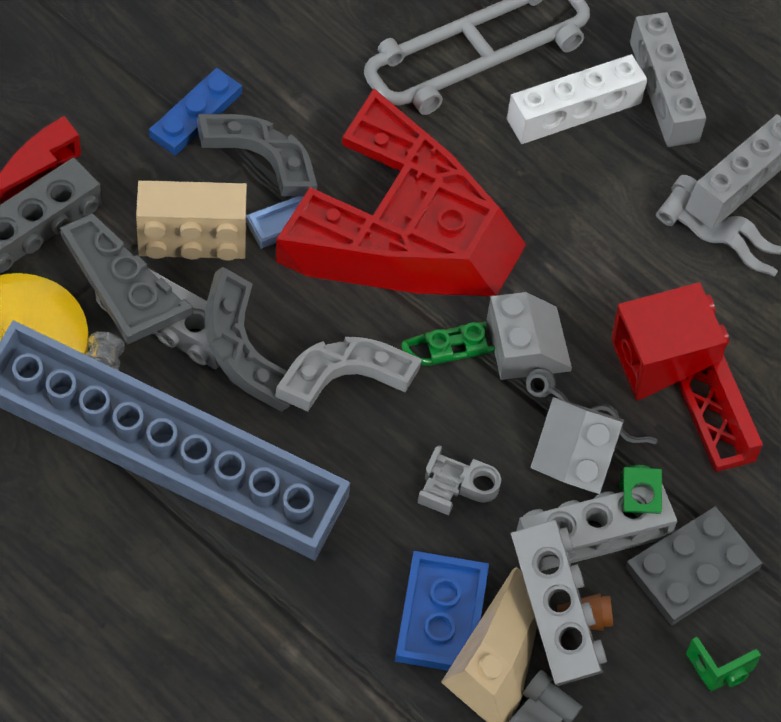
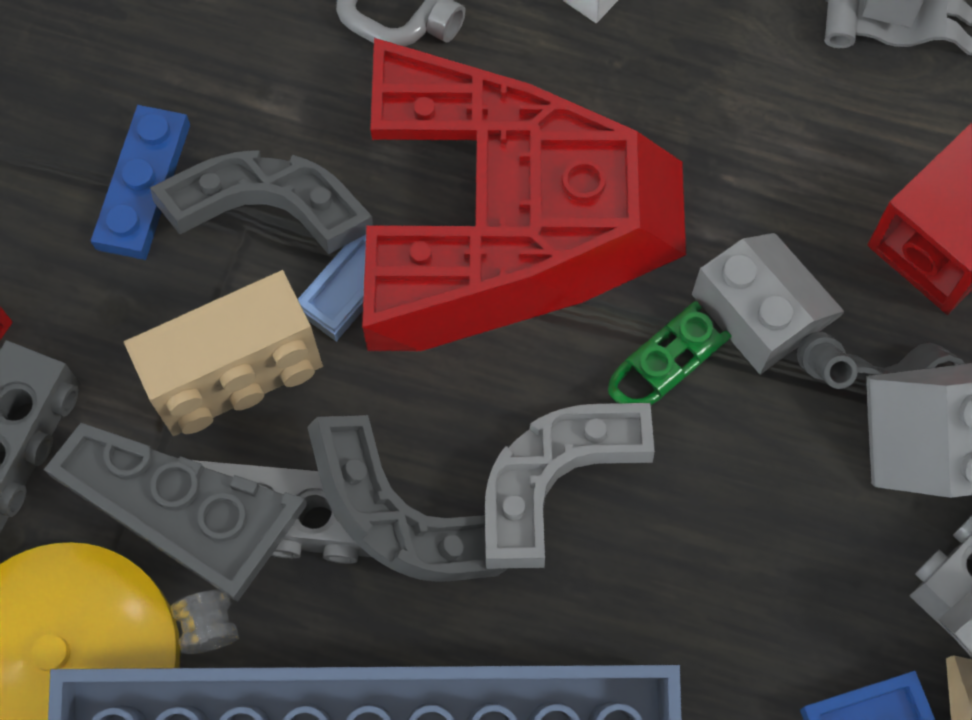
camera: 20 degrees left, 10 degrees up
(452, 475) = (783, 570): light grey piece -> none

